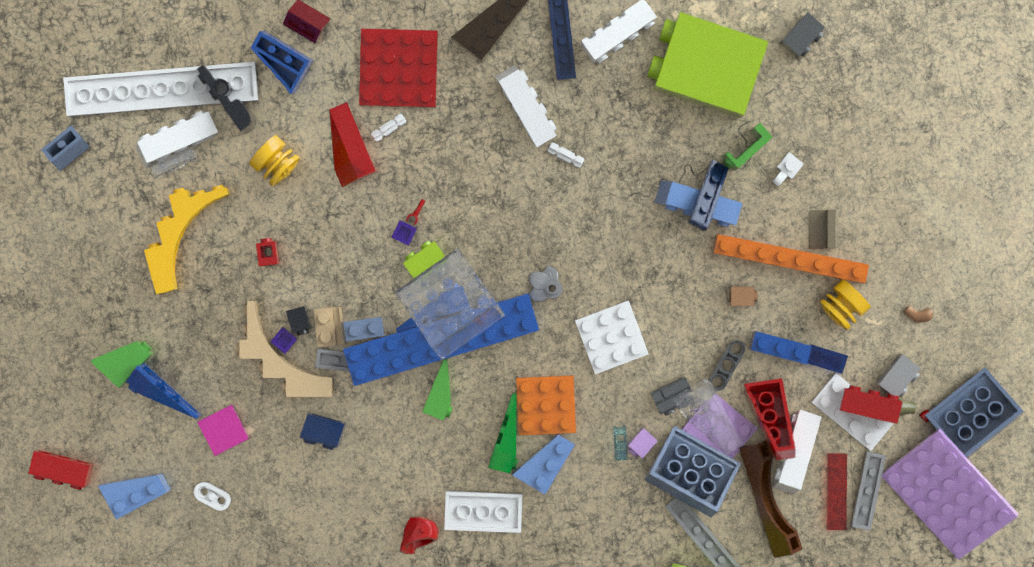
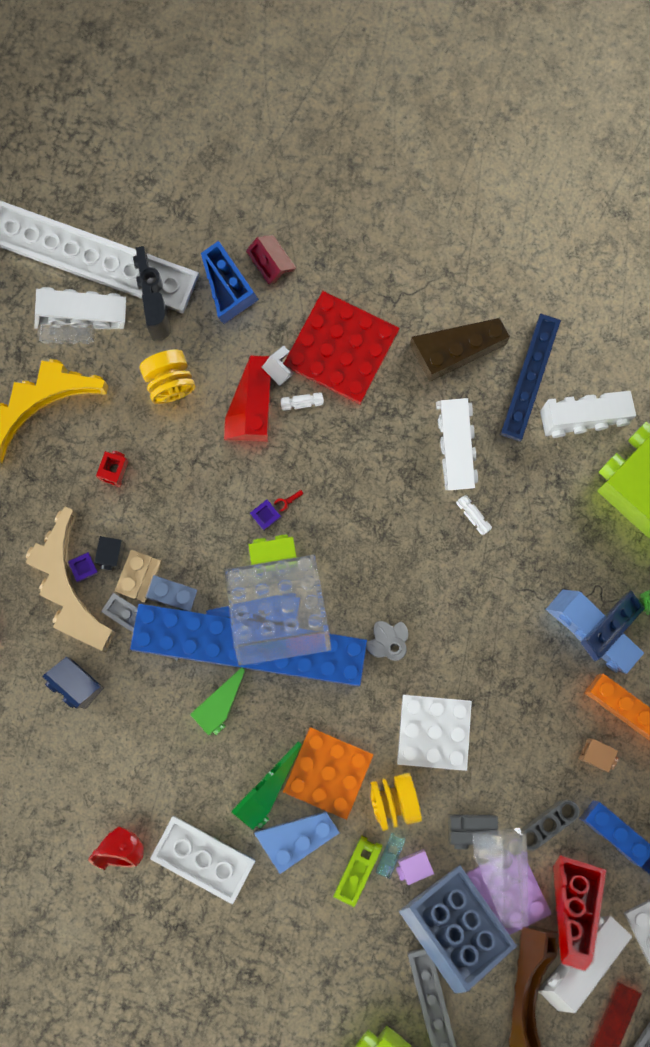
camera: 25 degrees right, 10 degrees down
(355, 111) = (275, 367): none -> light grey panel
(601, 466) = (357, 872): none -> lime plate
(605, 402) = (395, 801): none -> yellow wheel

